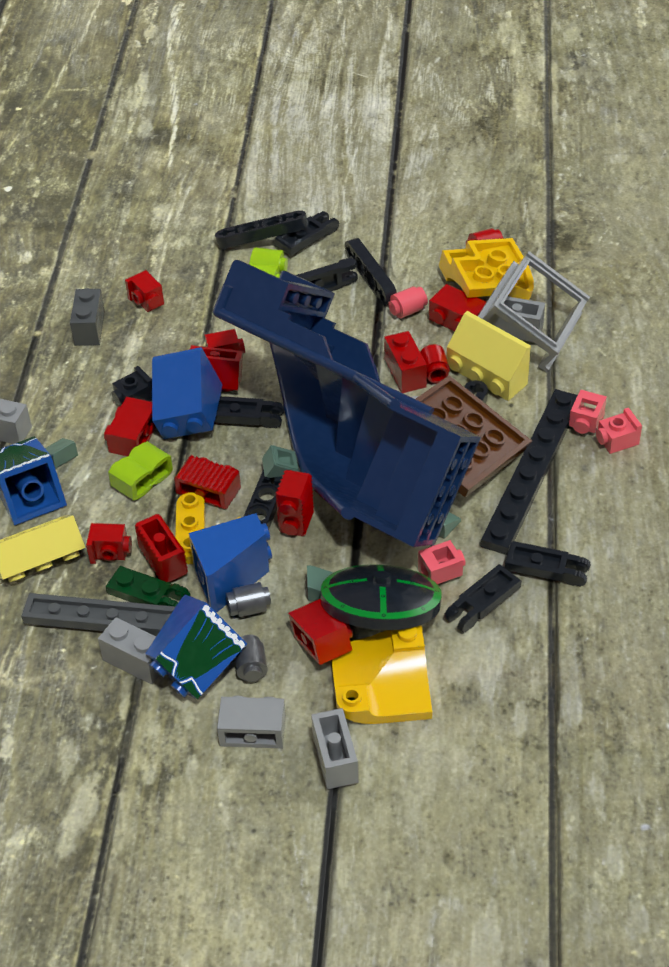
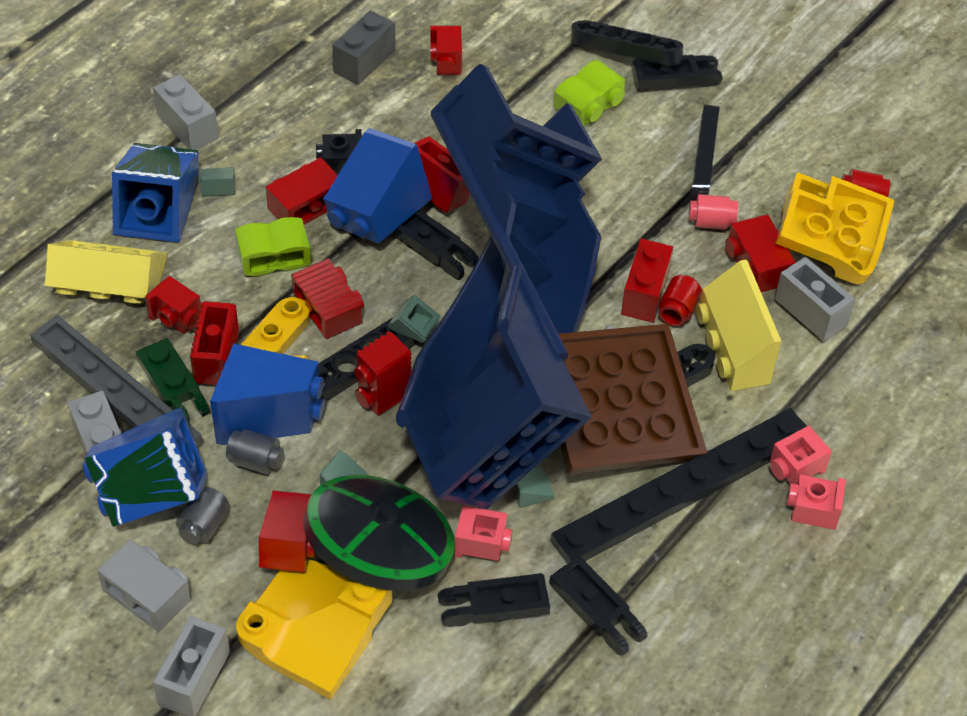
camera: 30 degrees right, 5 degrees up
(334, 275) = (646, 136): black hinge -> none
(496, 306) = (820, 358): light grey piece -> none

